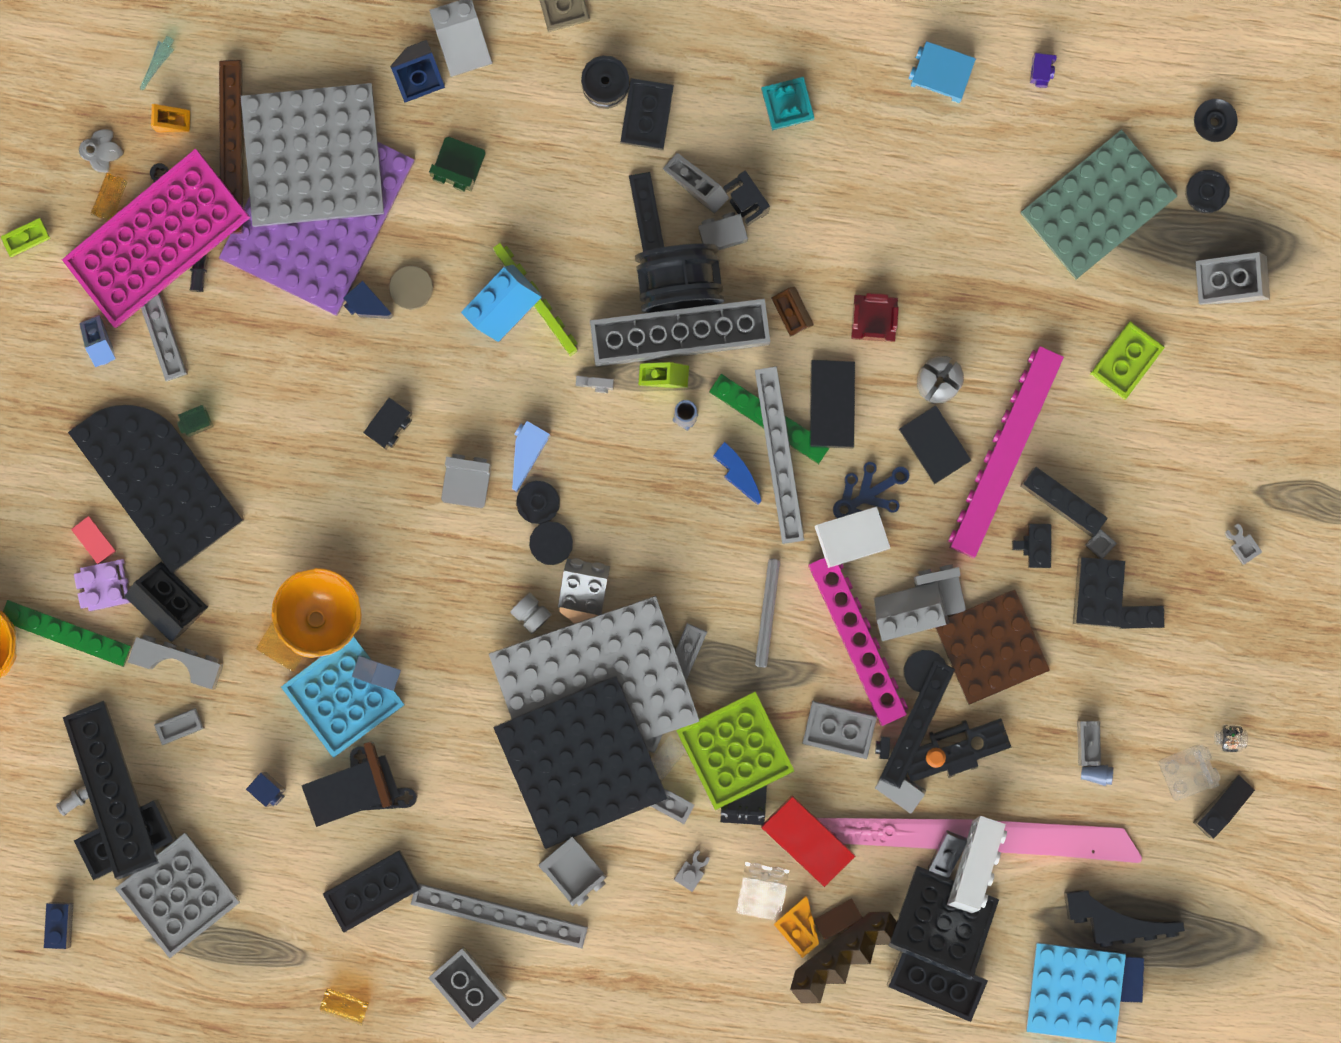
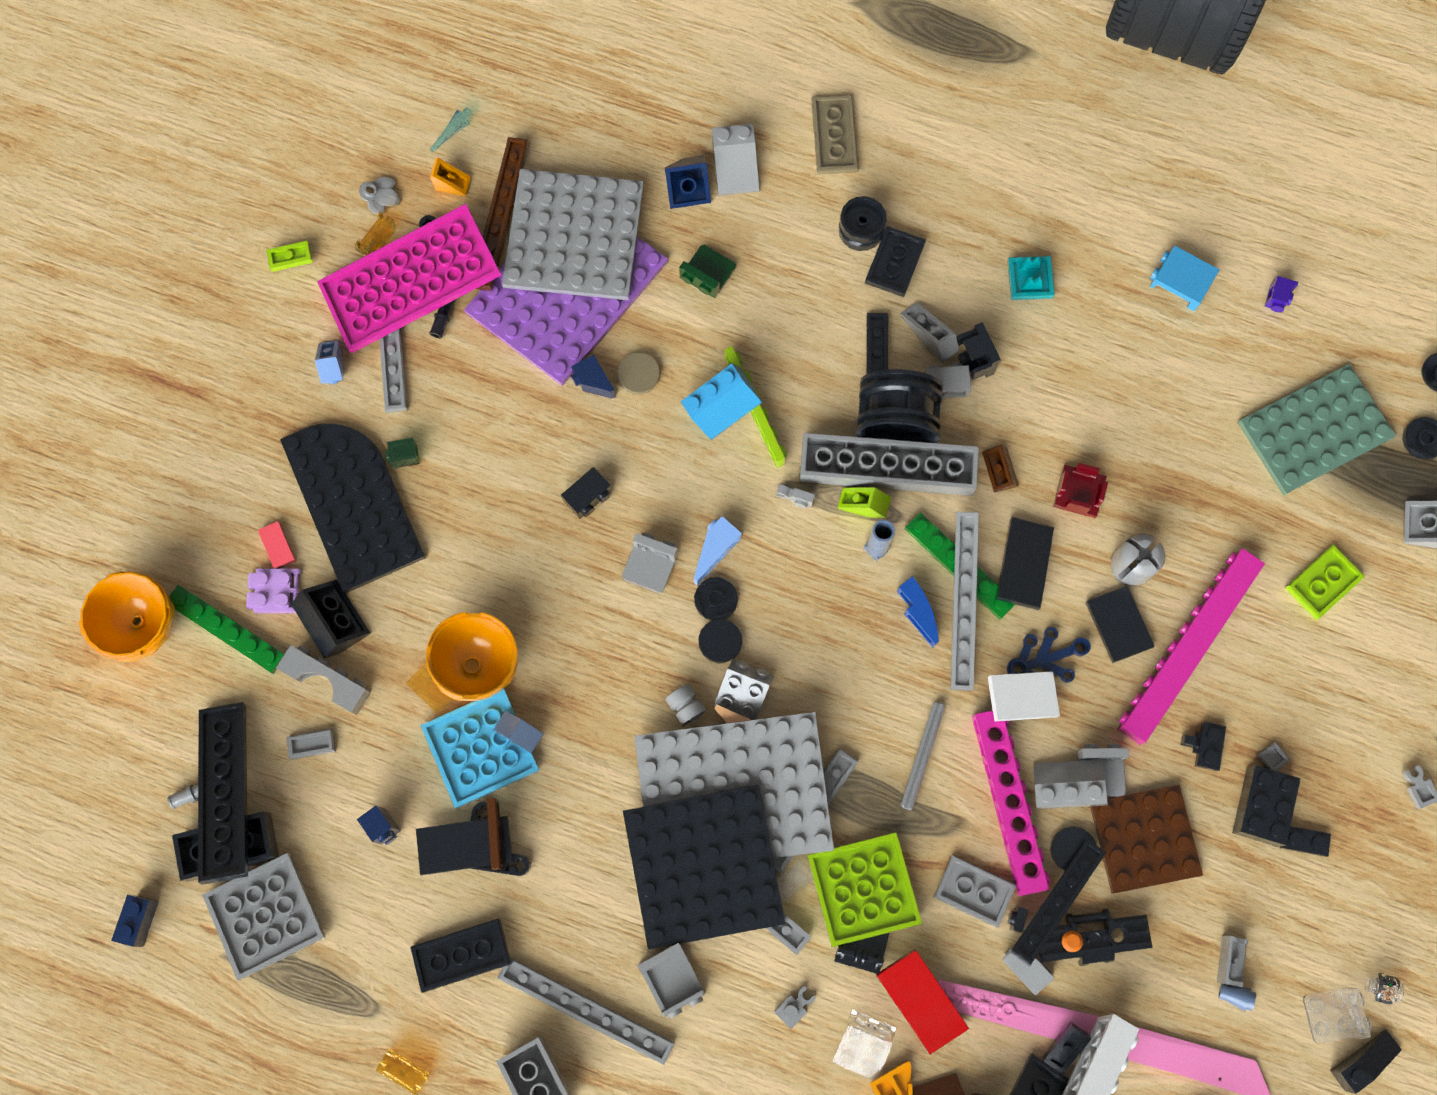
camera: 15 degrees right, 10 degrees down
(1064, 502) = (1243, 707): black brick -> none

